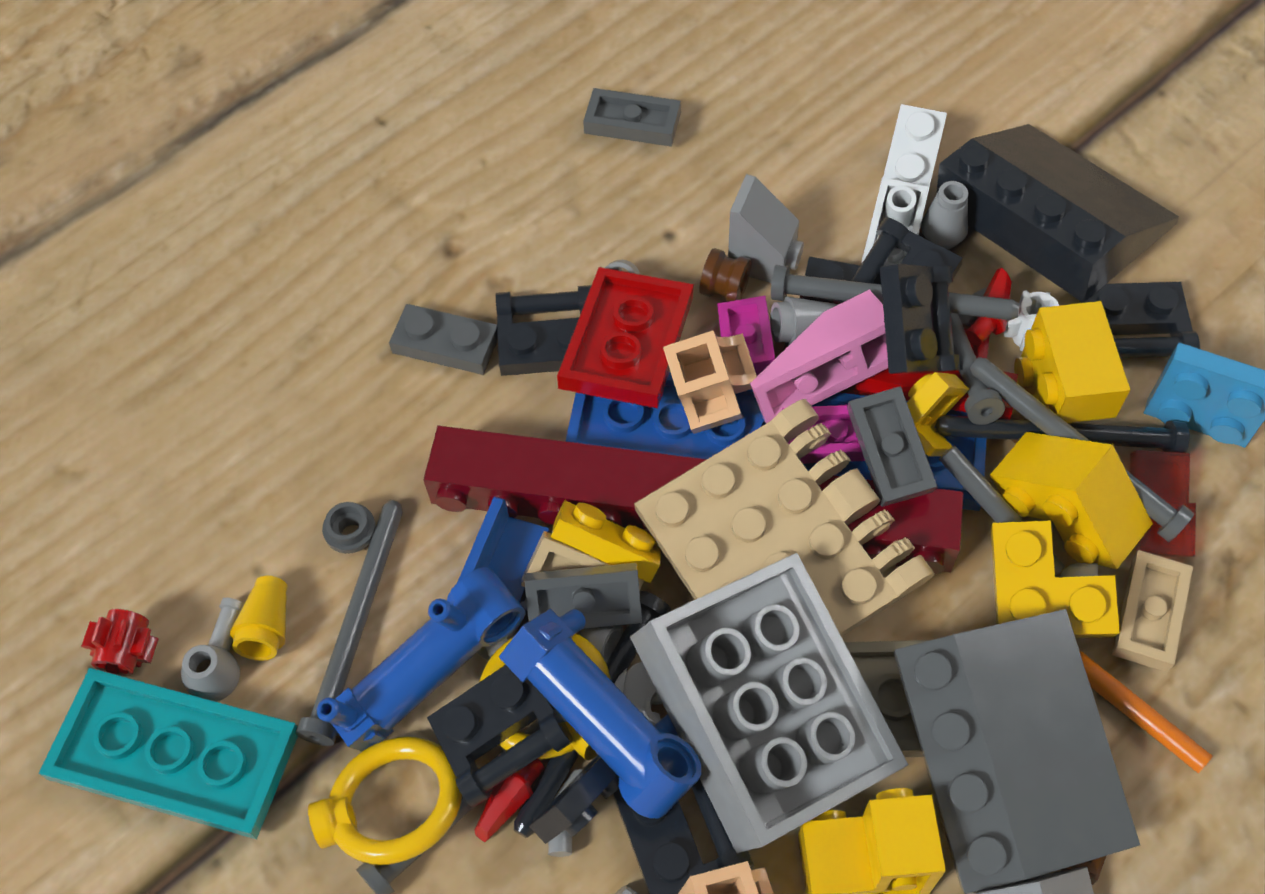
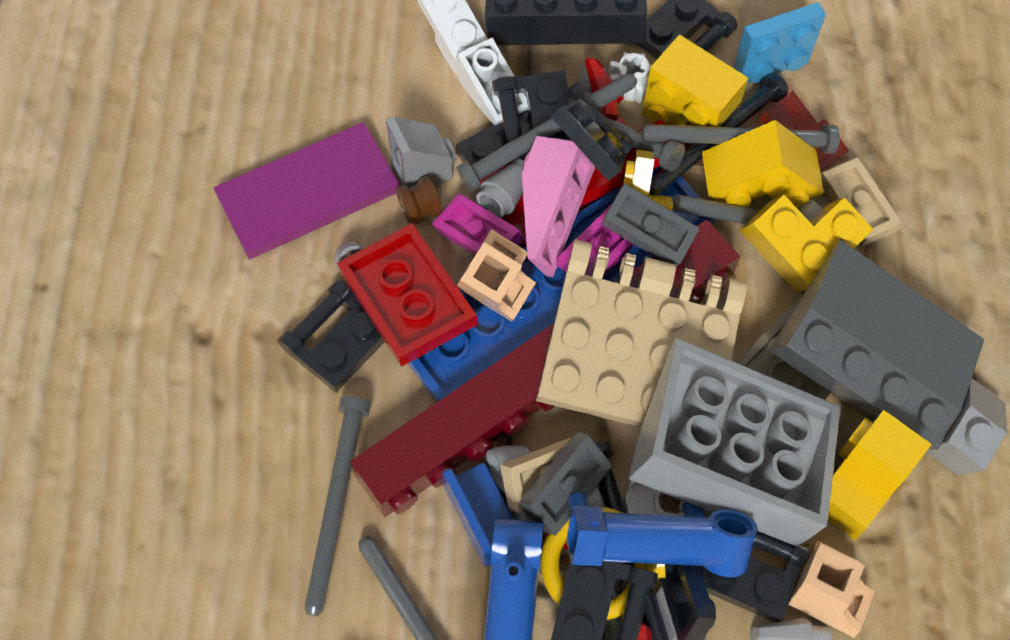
camera: 50 degrees left, 5 degrees up
(342, 516) = (349, 569): dark grey plate -> none
(444, 339) = (272, 401): dark grey plate -> none
(493, 397) = (353, 410): none -> dark grey bar
(591, 533) = (537, 436): yellow plate -> none
(632, 117) = (235, 139): dark grey plate -> none
(644, 199) = (306, 190): none -> magenta tile
(947, 216) = (517, 47): light grey cone -> none
(1145, 716) = (921, 266): orange bar -> none

